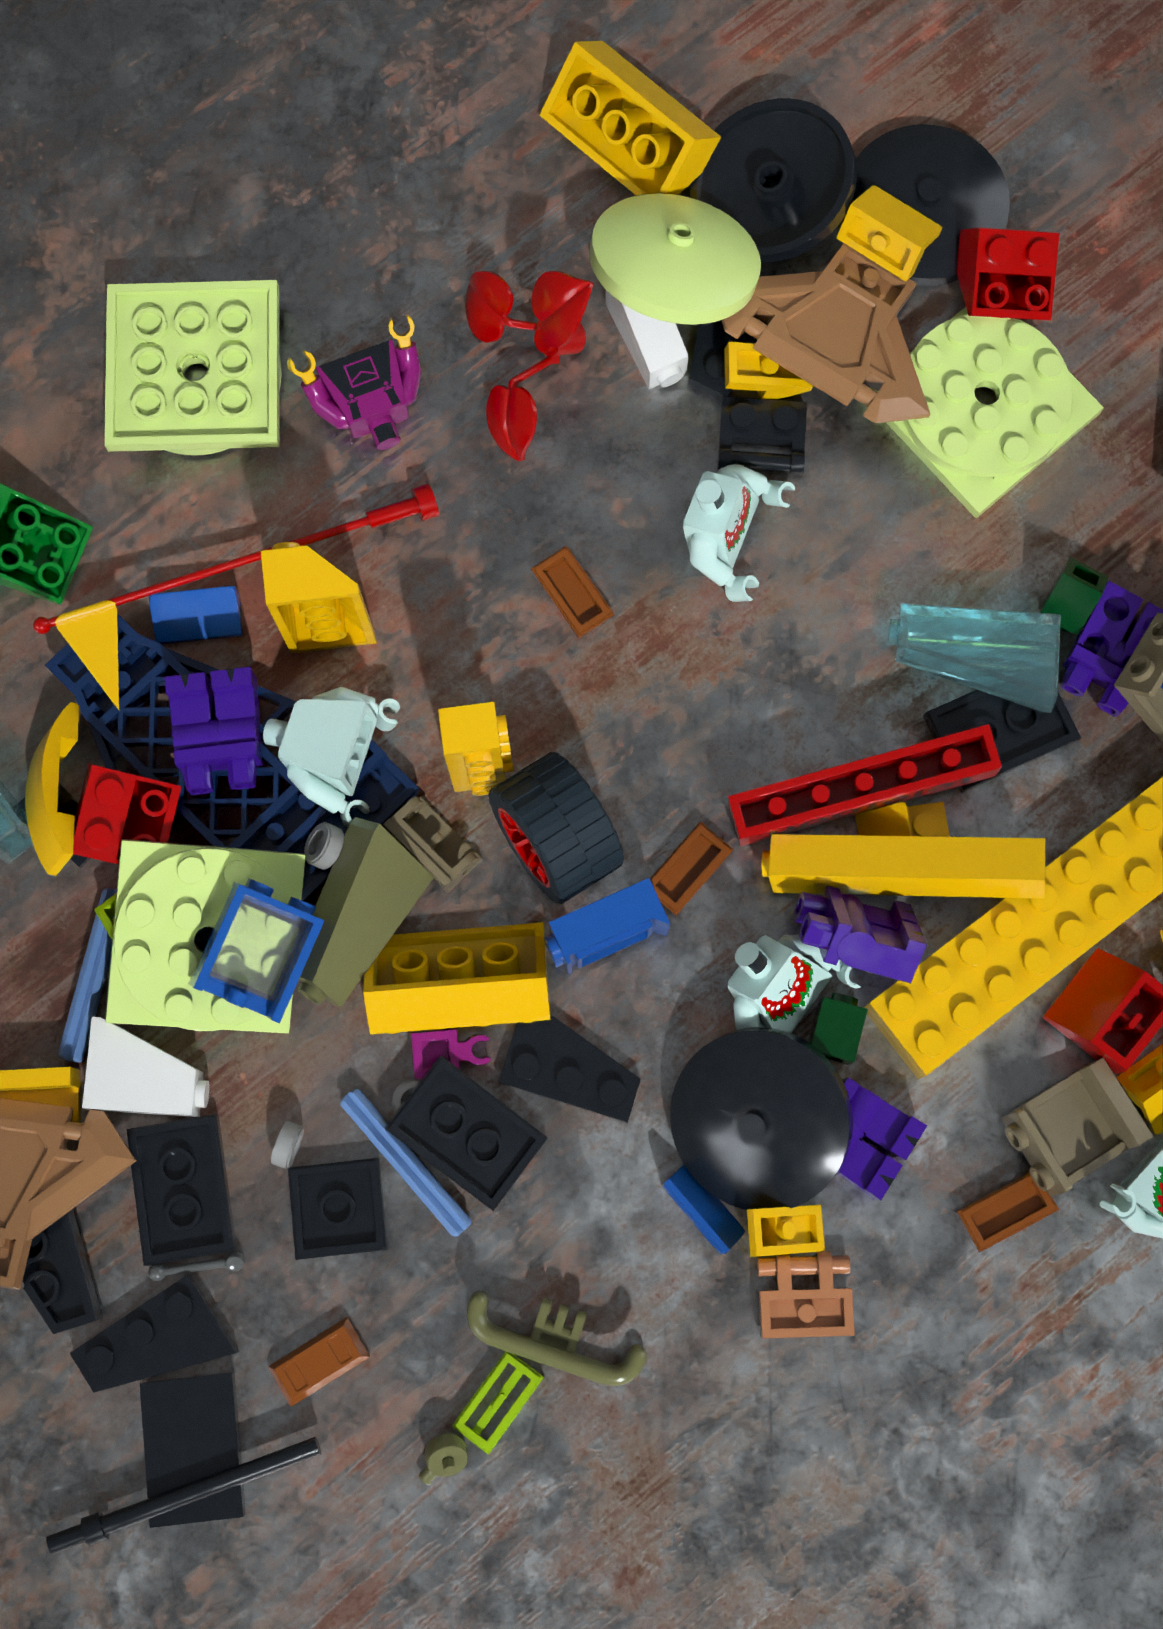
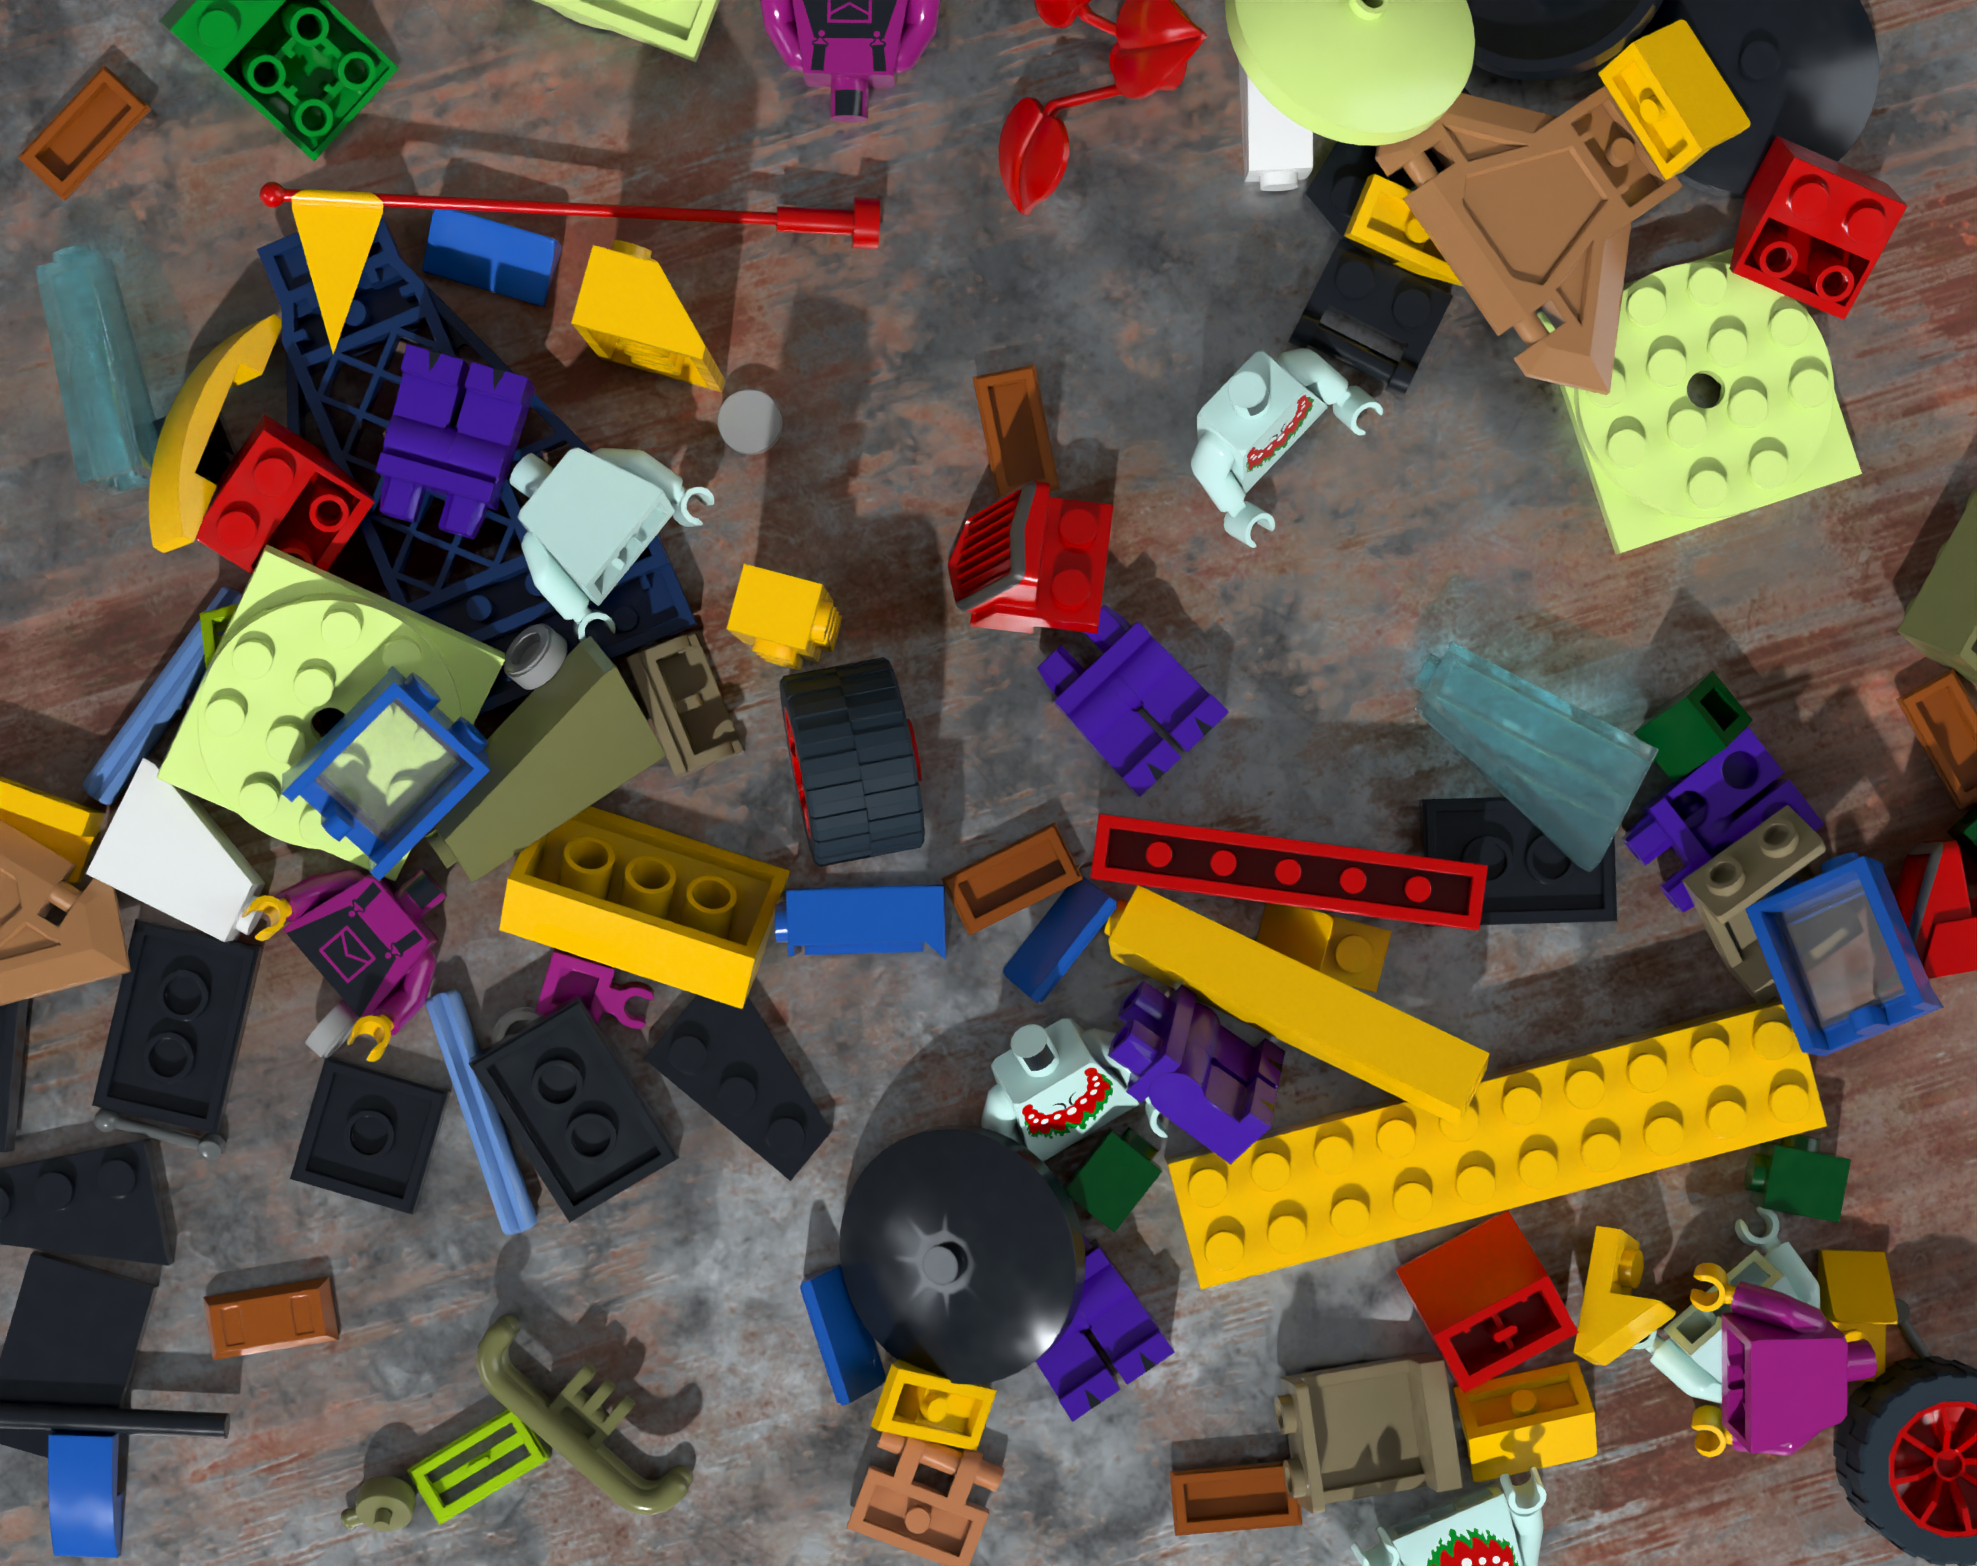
camera: 25 degrees right, 10 degrees up
(238, 1537) = (84, 1494): none -> blue slope
(283, 1079) = (363, 942): none -> torso
(402, 652) = (750, 422): none -> light grey tile
(616, 661) = (1032, 562): none -> red piece
(717, 725) = (1110, 692): none -> dark purple hips
(735, 893) = (1059, 939): none -> blue slope

